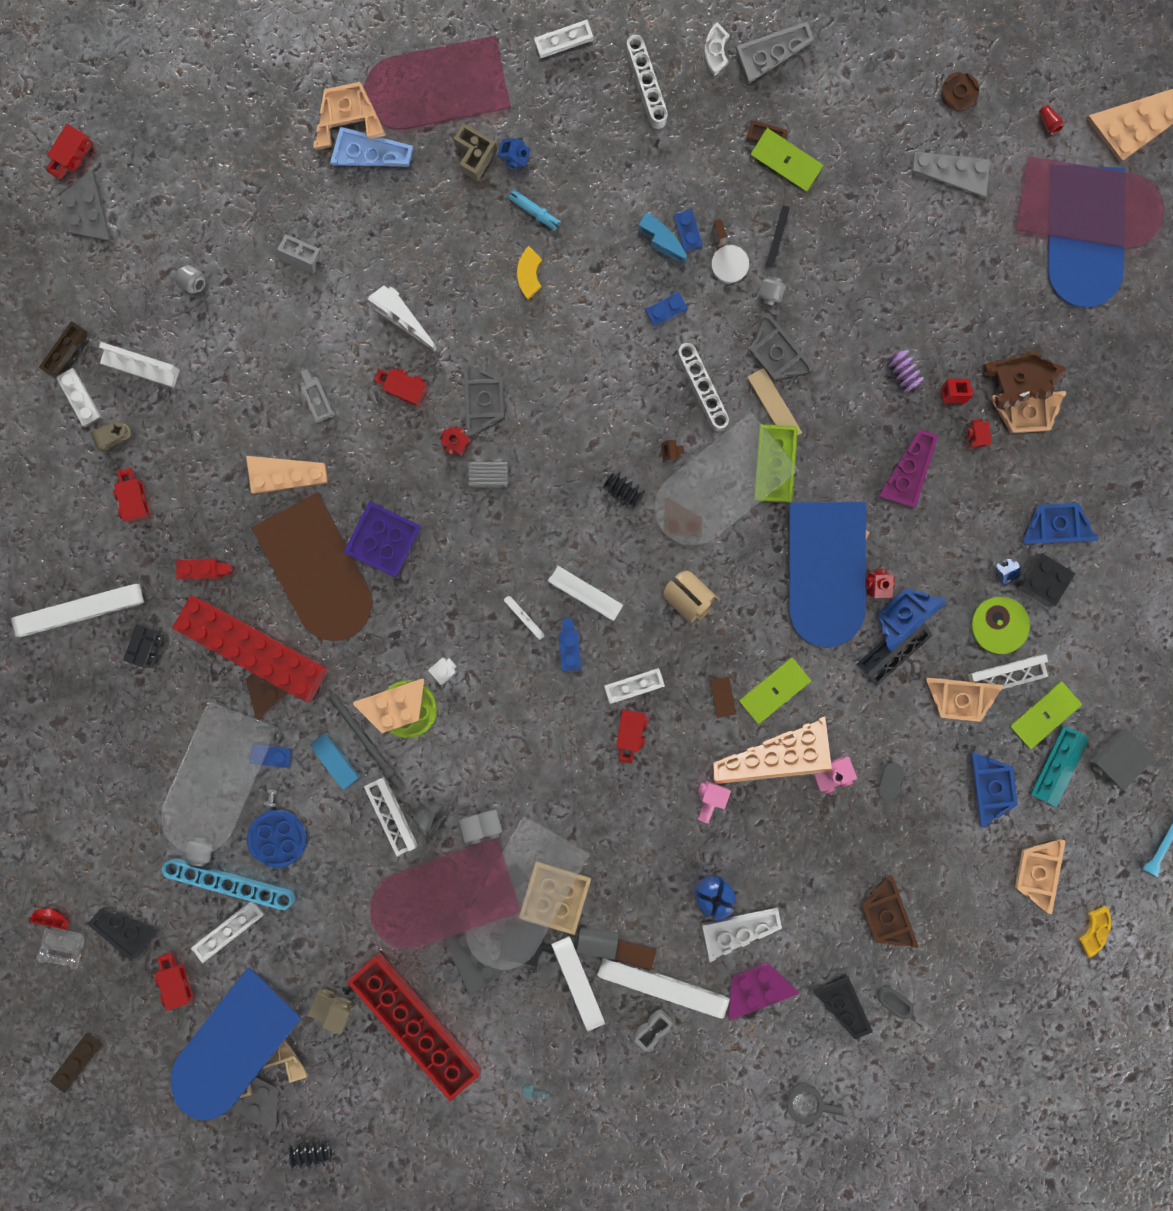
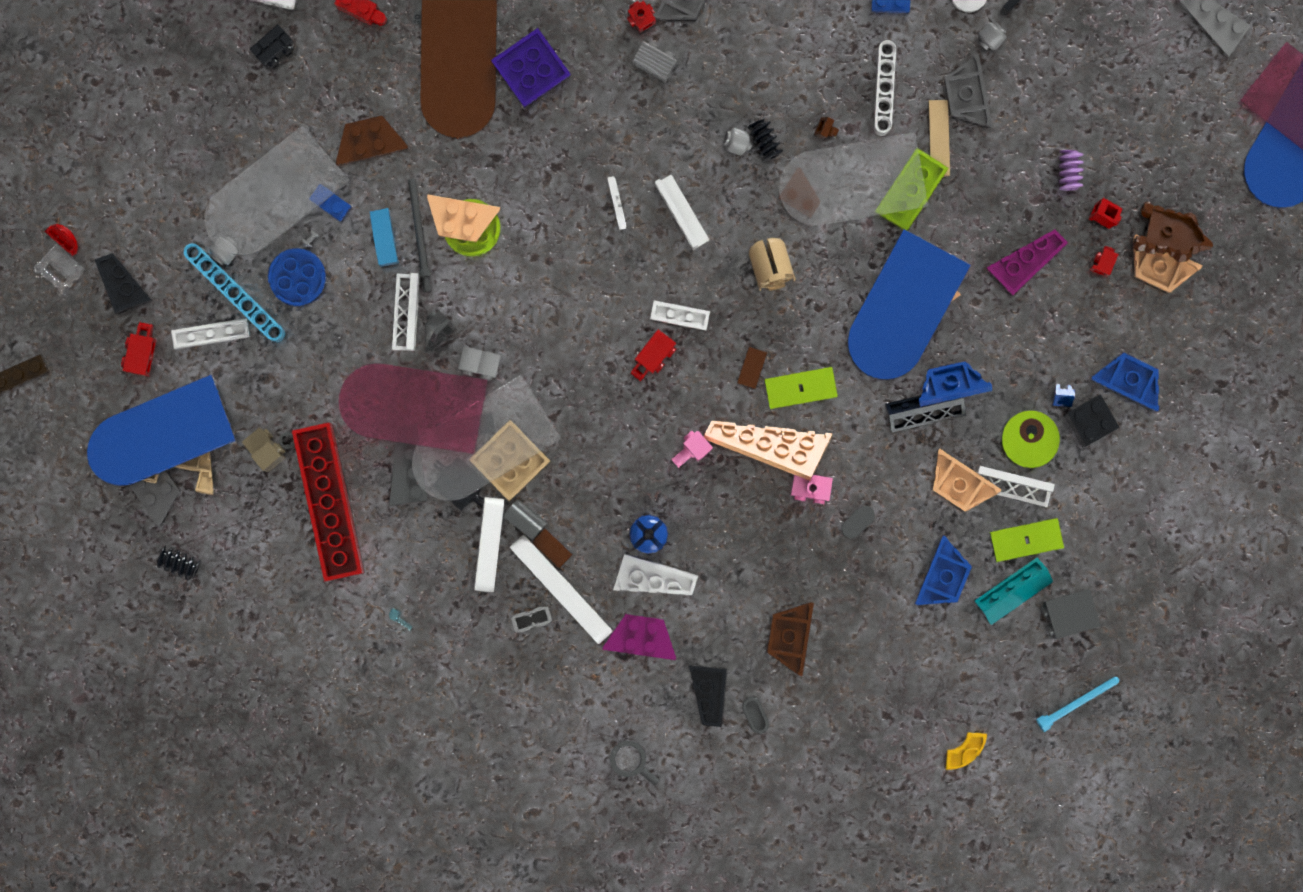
camera: 30 degrees right, 0 degrees up
(250, 648) = (365, 99): red brick -> none
(443, 670) = (521, 210): white brick -> none
(569, 646) = (642, 250): blue brick -> none
(600, 505) = (737, 141): none -> light grey head
(880, 584) = (944, 344): red brick -> none
(1040, 873) = (944, 672): light nougat wing -> none

